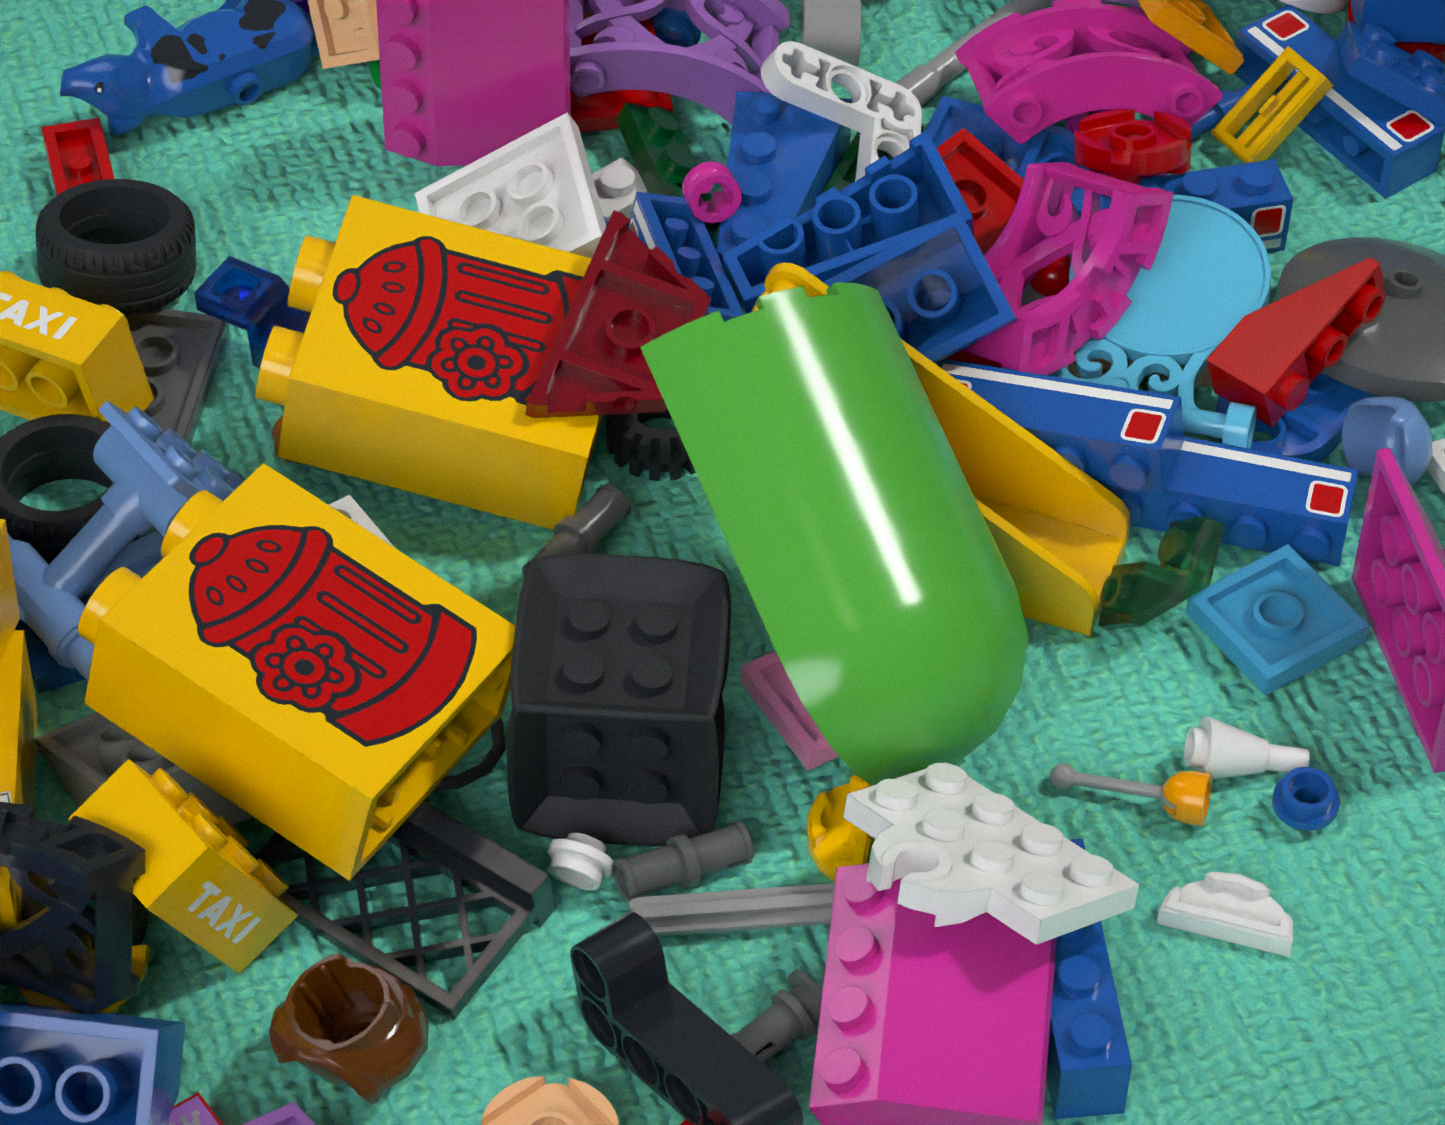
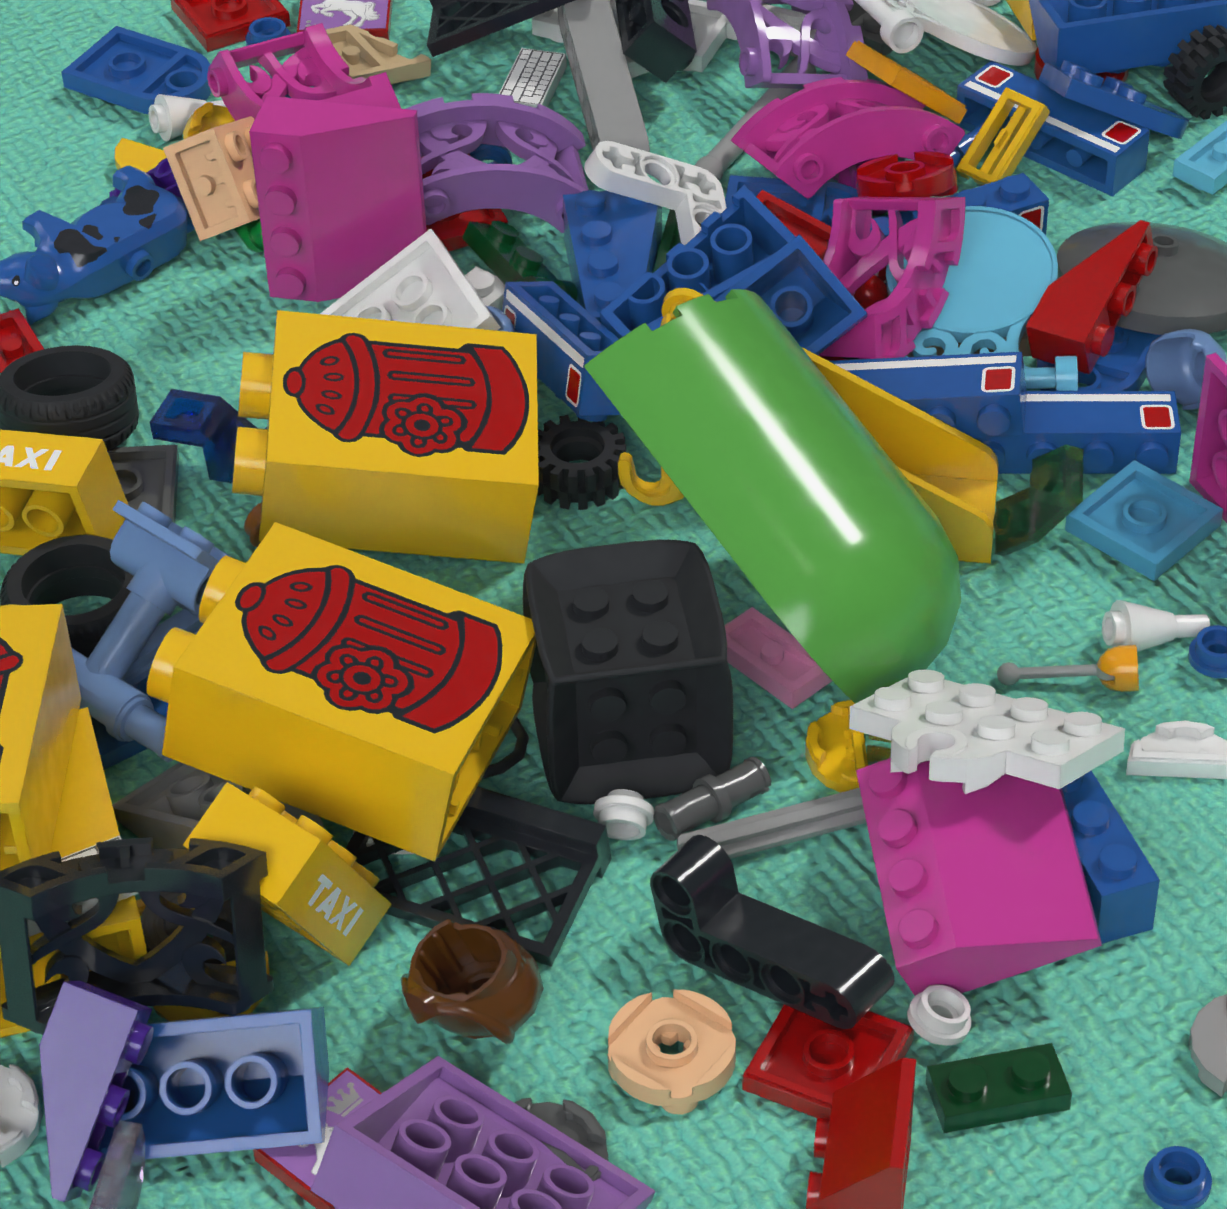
camera: 10 degrees left, 5 degrees down
(588, 526) = (548, 539): dark grey pin -> none
(619, 306) = (539, 380): dark red wing -> none
(722, 203) = (563, 259): dark pink bush -> none
(787, 1018) = (849, 899): dark grey pin -> none

